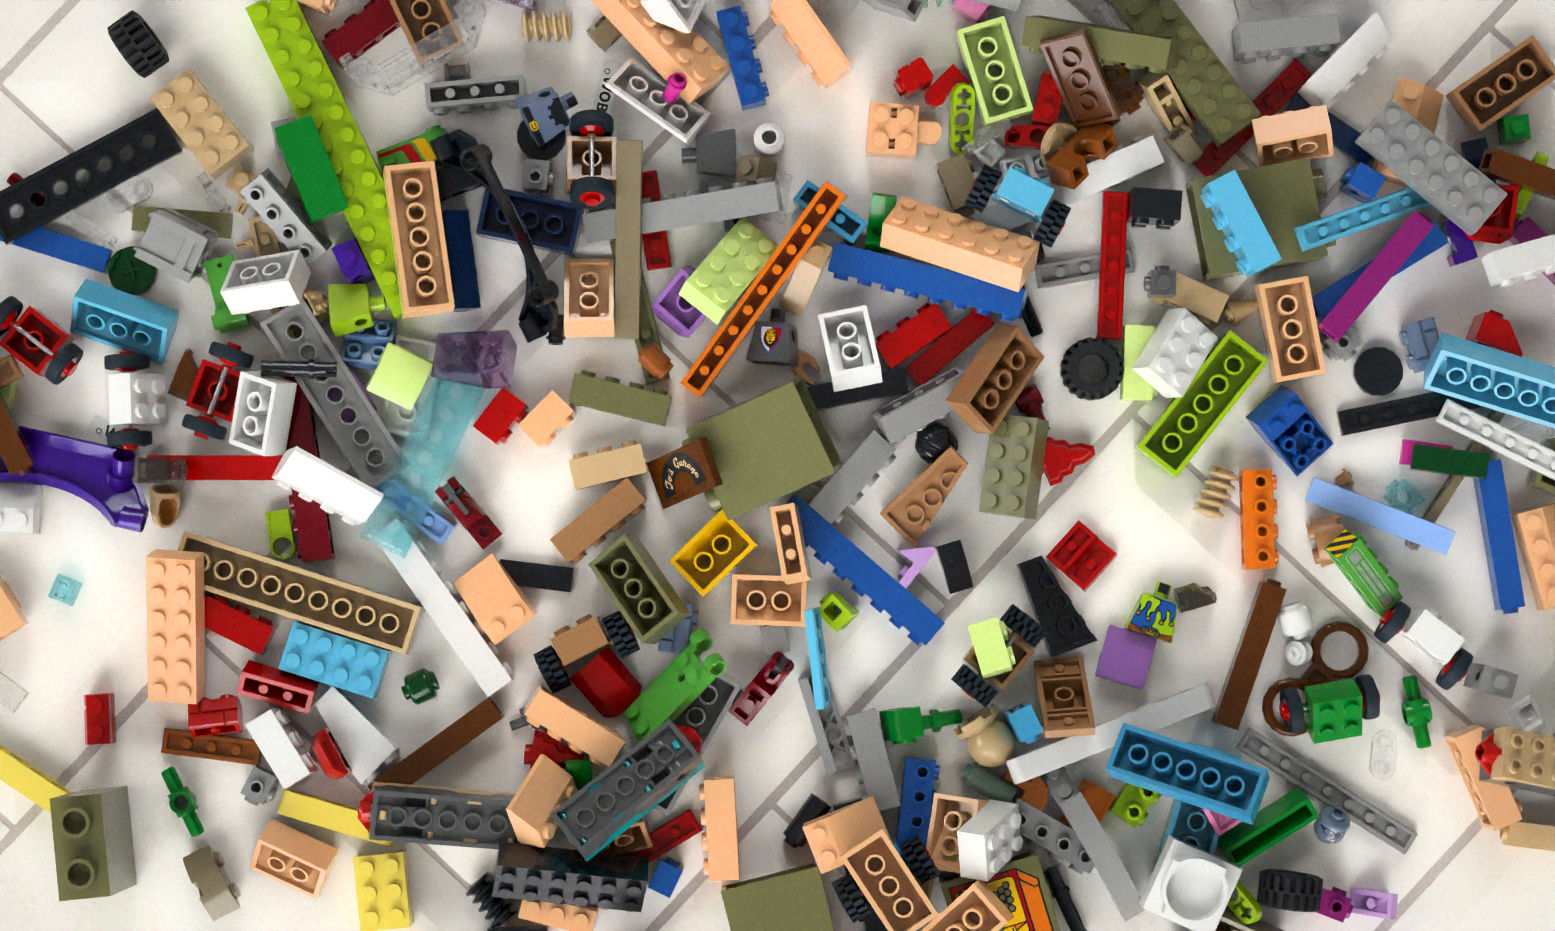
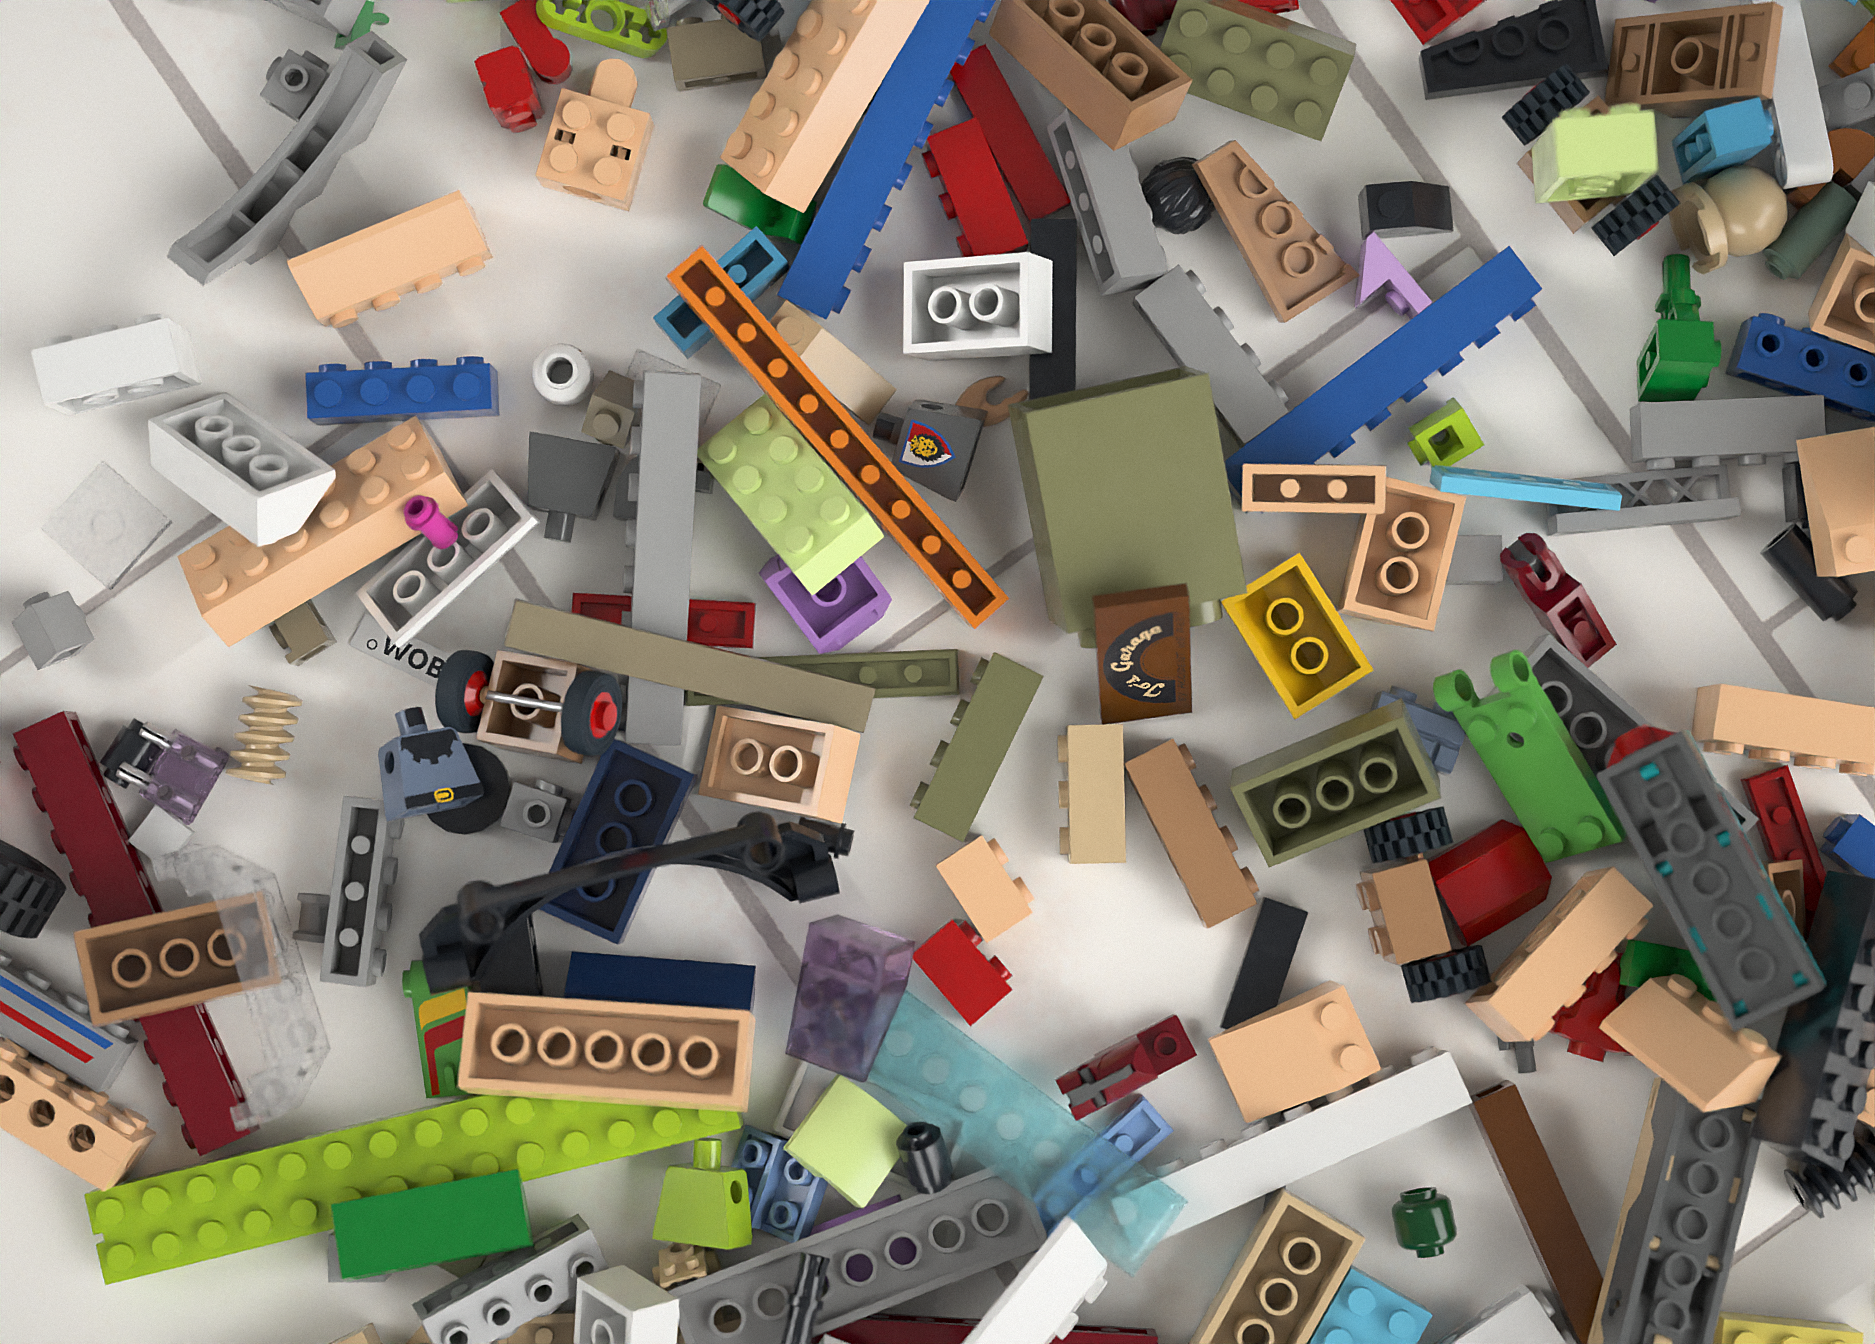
camera: 85 degrees left, 0 degrees up
(353, 262) = (621, 1183): dark purple torso -> none
(399, 416) = (925, 1157): none -> black brick
(655, 360) = (922, 667): dark orange brick -> none

